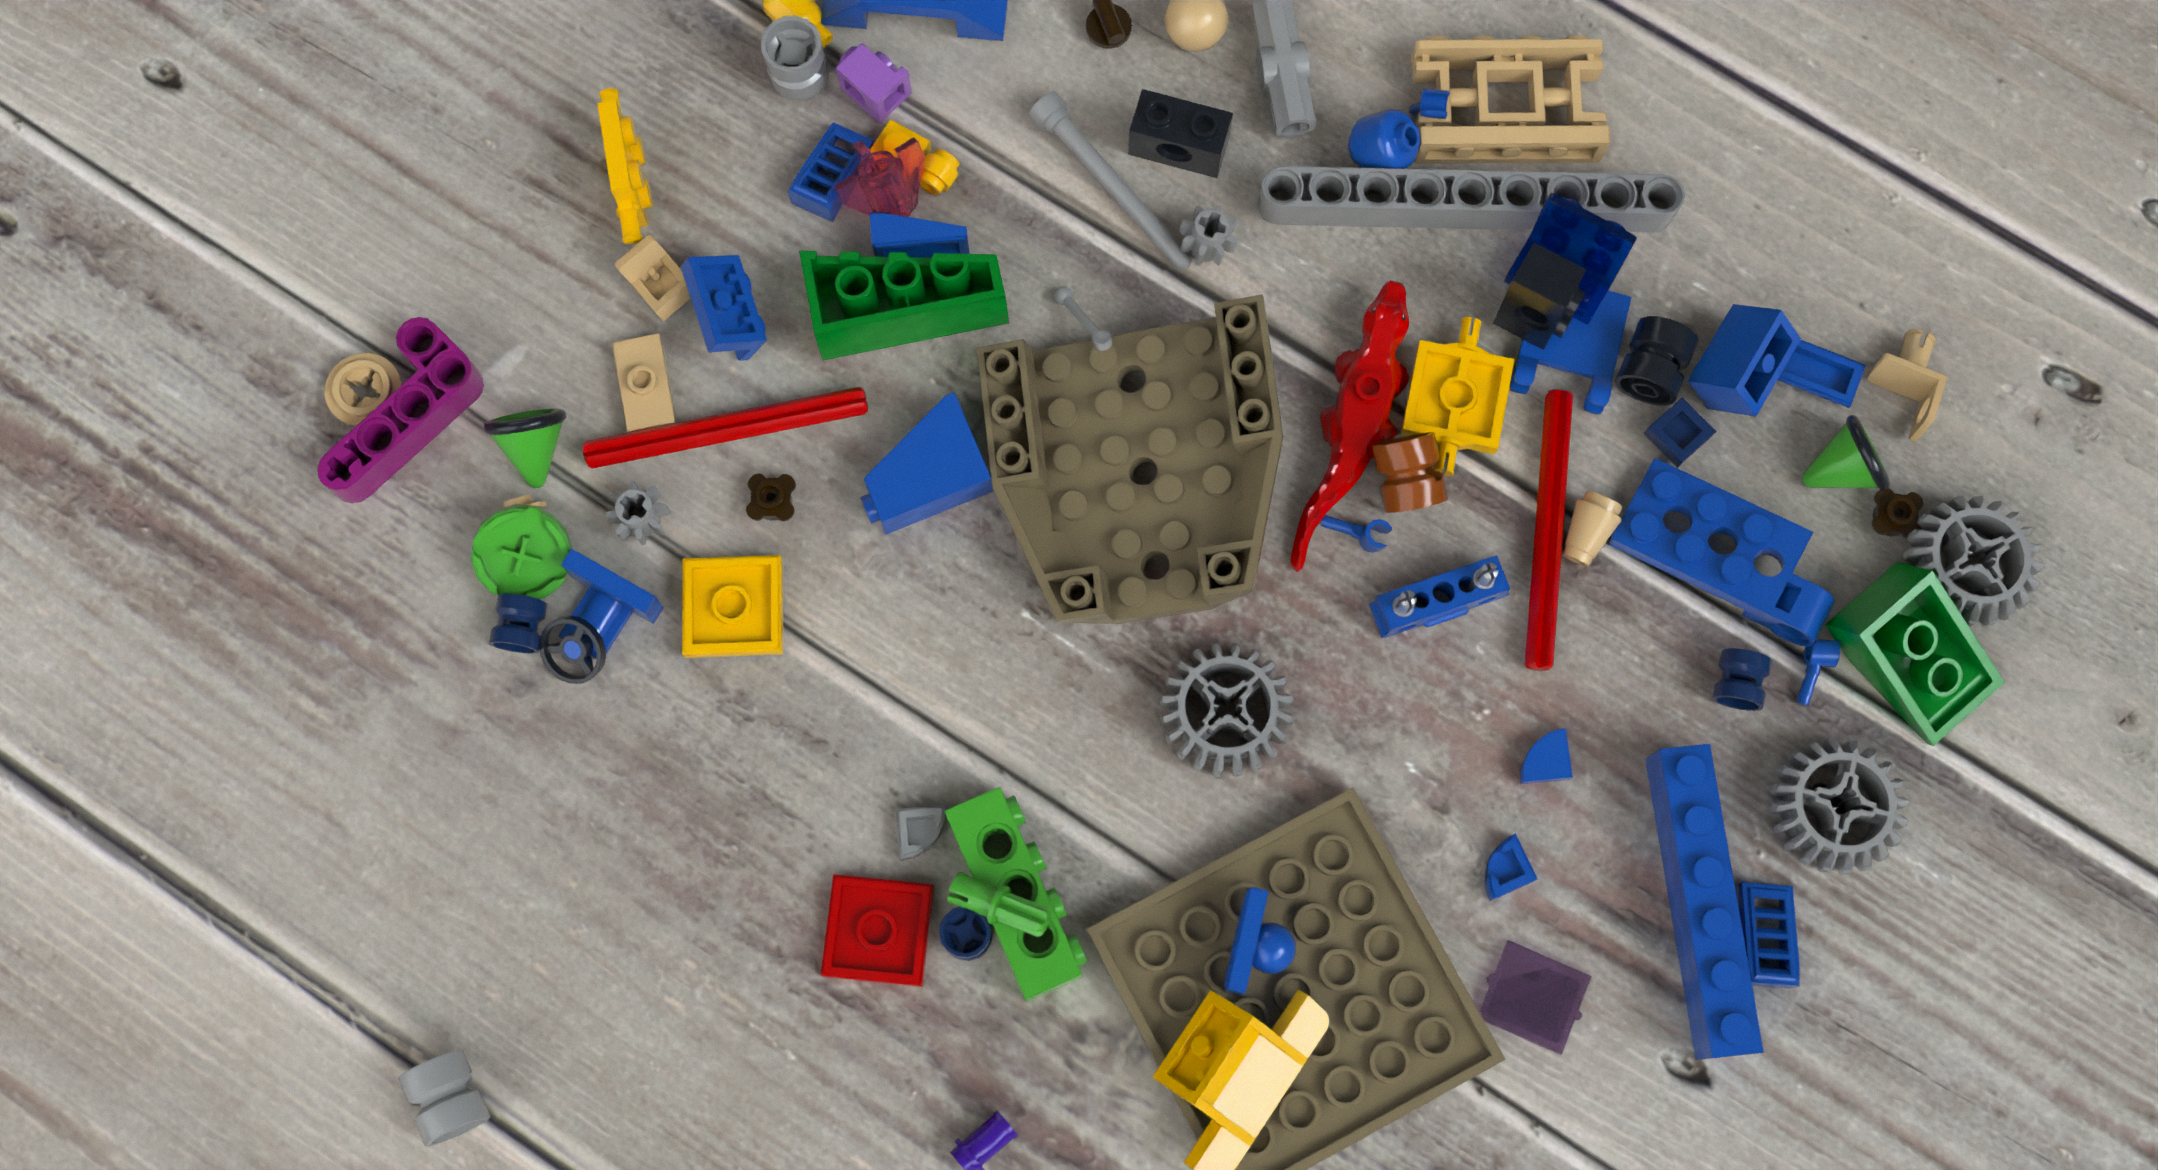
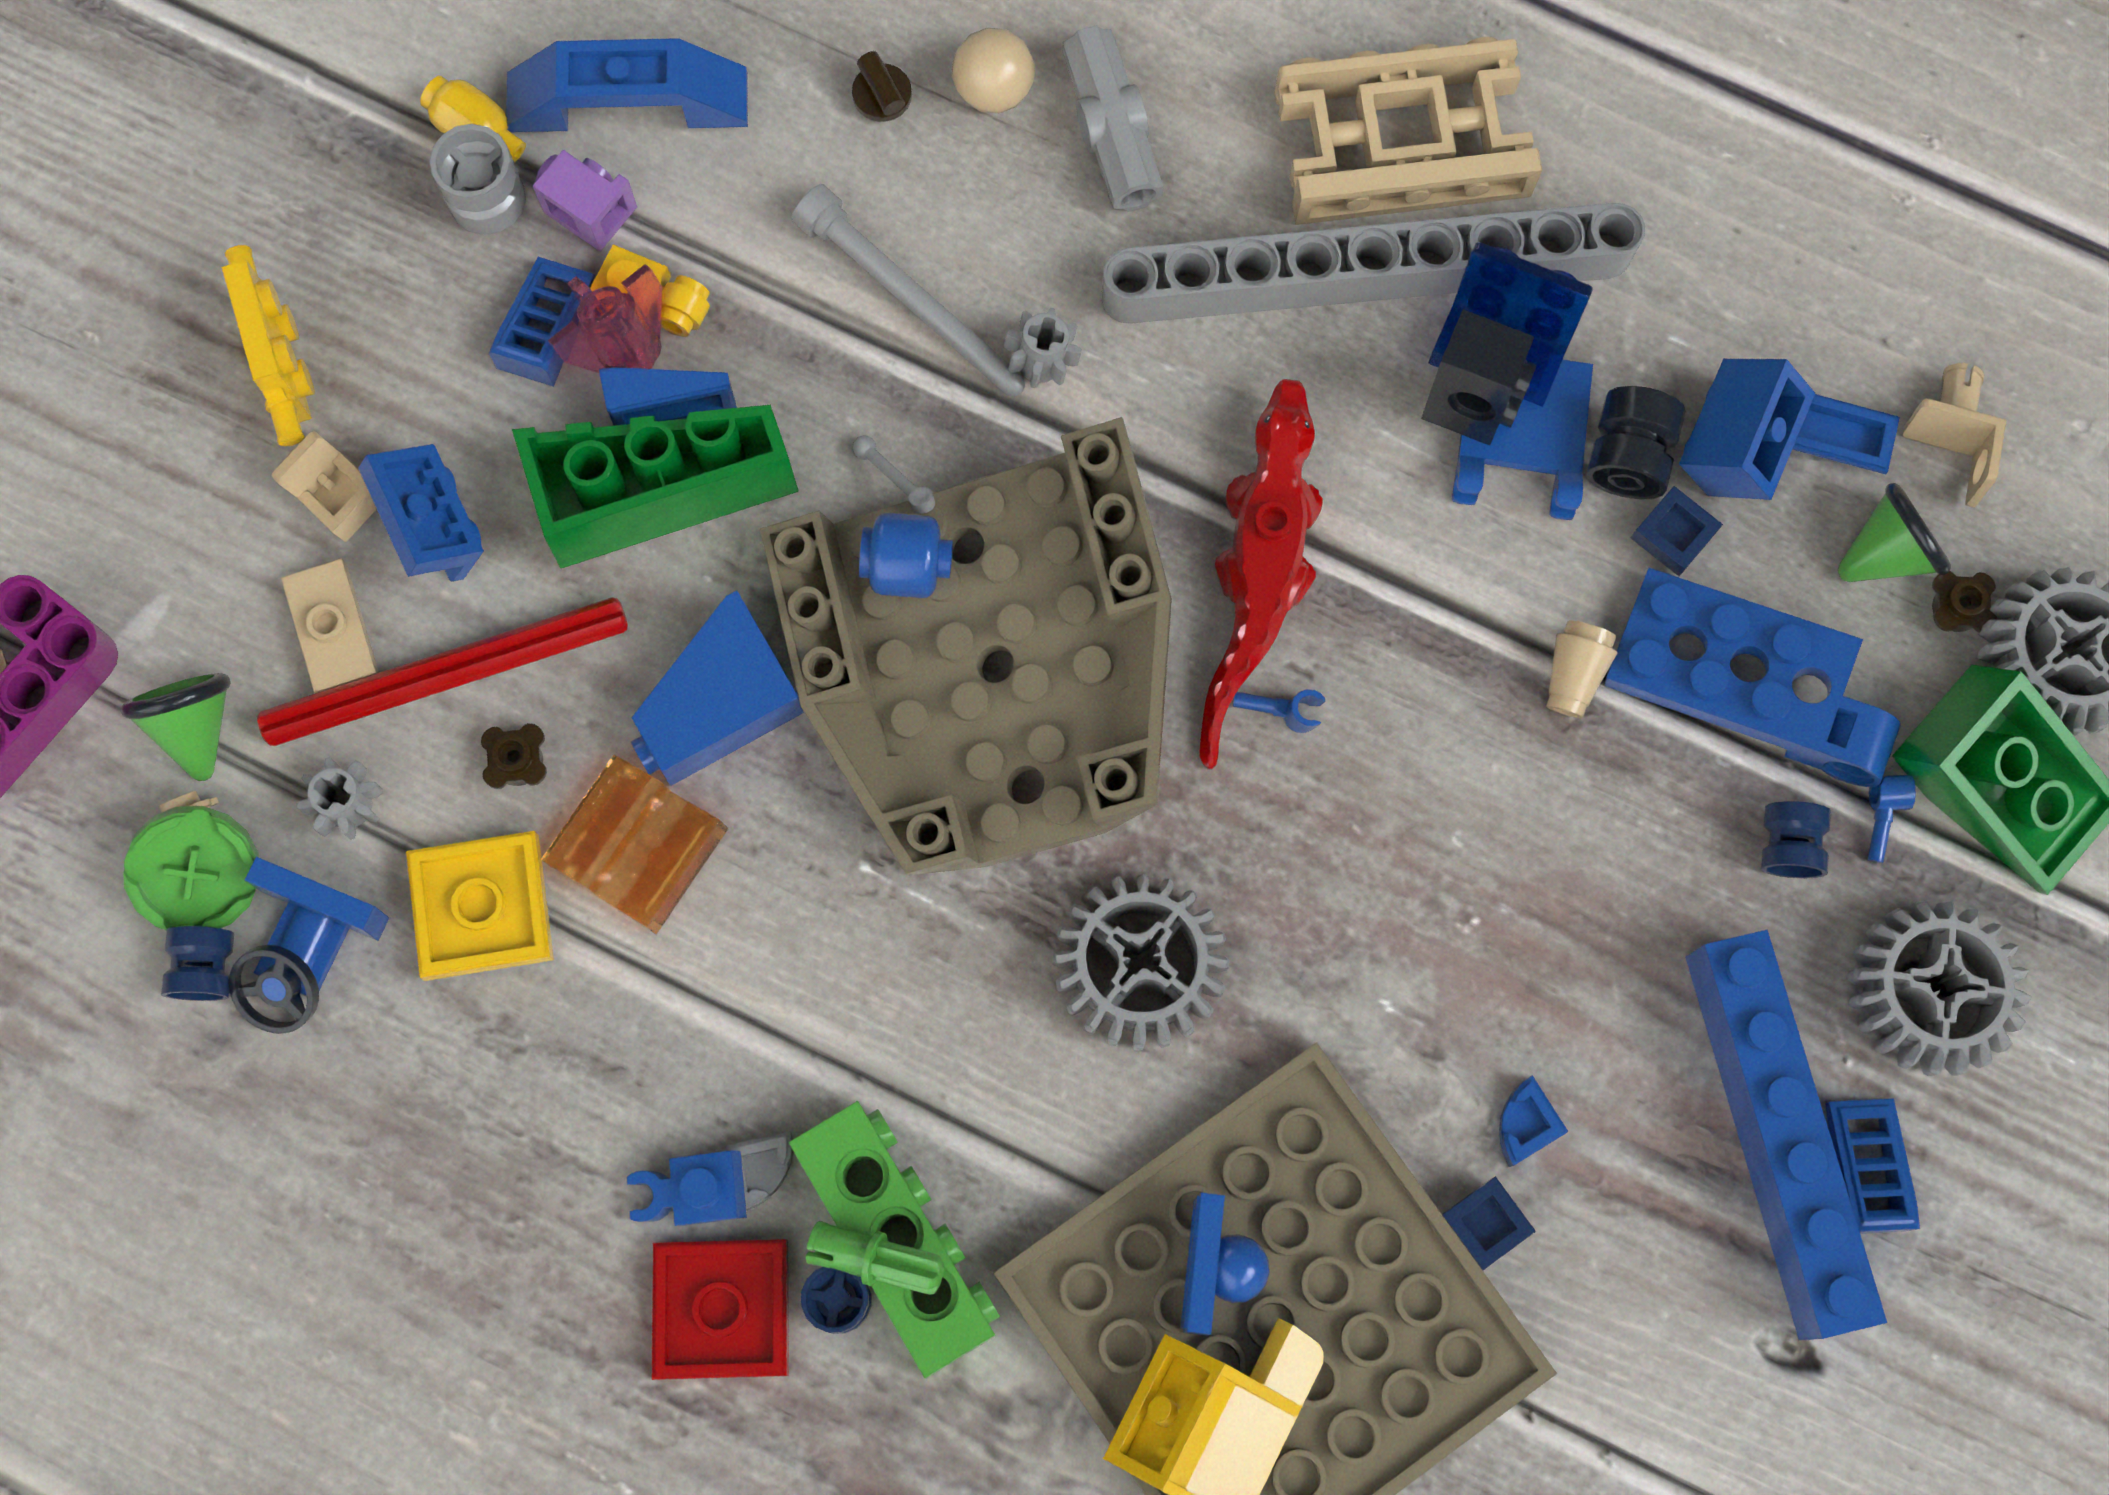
camera: 10 degrees left, 0 degrees up
(854, 574) = (635, 844): none -> clear orange slope
(872, 839) = (699, 1190): none -> blue plate
(1084, 380) = (904, 555): none -> blue head
(1179, 133) = (989, 220): black brick -> none
(1384, 140) = (1254, 200): blue head -> none
(1396, 611) = (1344, 803): blue piece -> none
(1409, 472) = (1339, 624): dark orange wheel -> none
(1432, 104) = (1309, 146): blue hand -> none
(1458, 395) = (1387, 519): yellow plate -> none
(1467, 940) = (1488, 1223): none -> dark blue plate
(1534, 997) = (1582, 1285): clear purple piece -> none
(1547, 760) = (1561, 974): blue tile -> none
(1549, 531) = (1526, 678): red axle -> none

